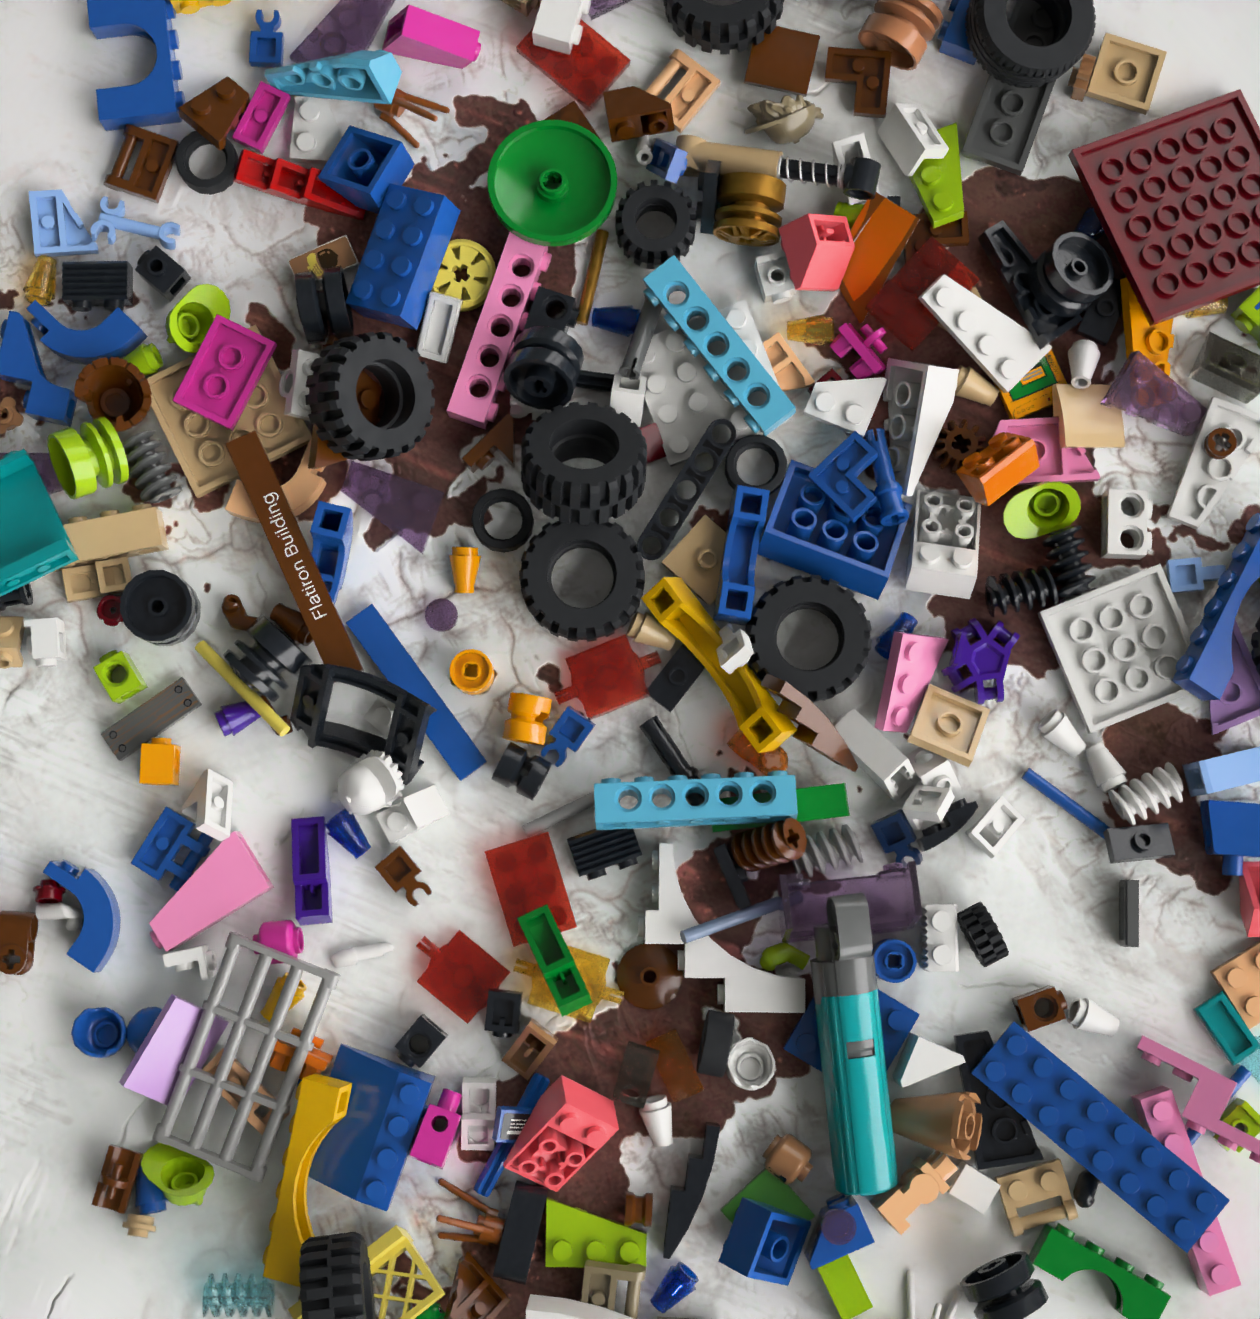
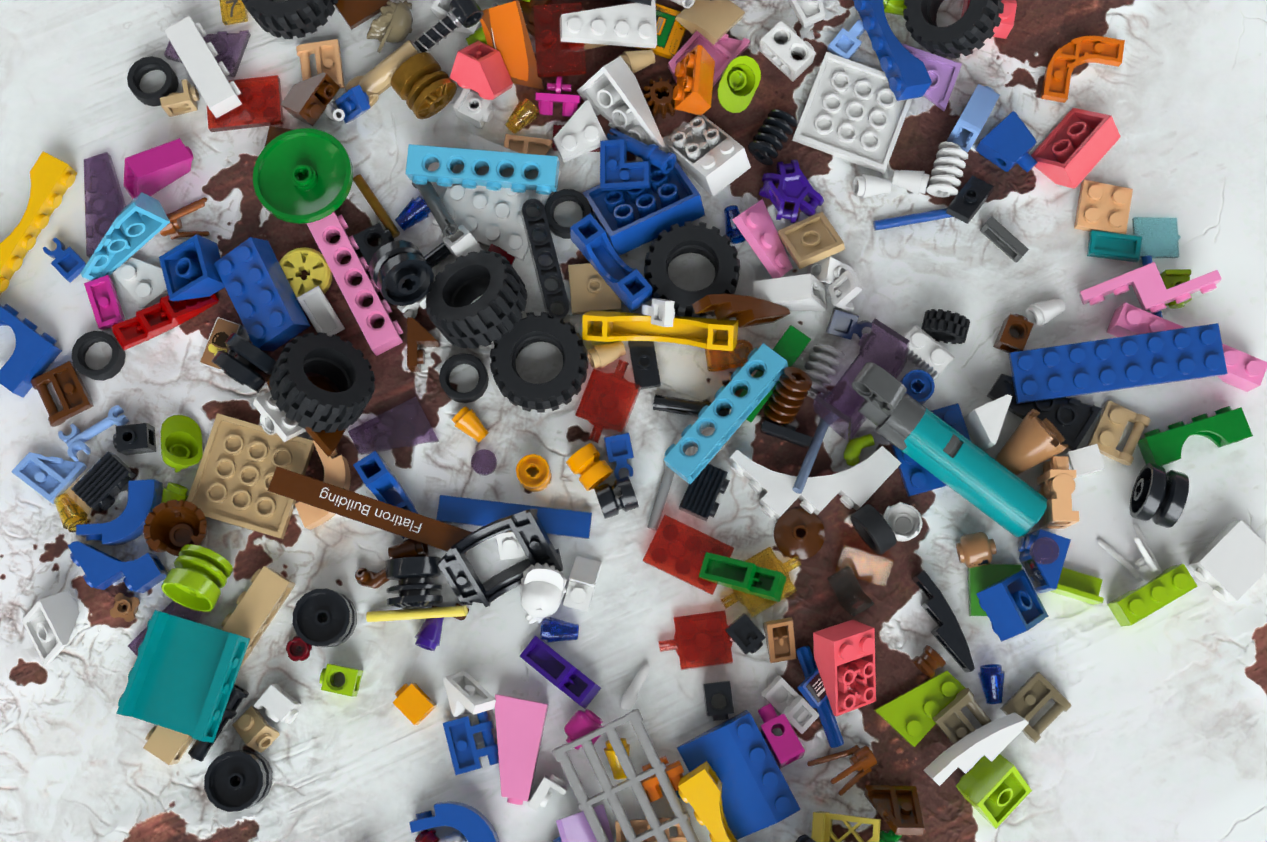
camera: 45 degrees left, 5 degrees down
(96, 579) = (272, 642): tan slope -> none
(148, 469) = (239, 551): dark grey piece -> none
(151, 719) = (383, 685): dark grey tile -> none
(216, 111) = (75, 323): reddish brown wing -> none
(224, 372) = (227, 454): dark pink plate -> none
(400, 872) = (608, 620): reddish brown plate -> none
(520, 1232) = (882, 743): black beam -> none
(655, 199) = (368, 130): black tyre -> none
(658, 1120) = (887, 603): white cone -> none
(708, 183) = (387, 93): black plate -> none
(954, 819) = (867, 281): black slope -> none
(995, 827) = (891, 268): white slope -> none
(1068, 561) = (779, 96): black piece -> none
(1085, 1189) = (1137, 400): black arm -> none

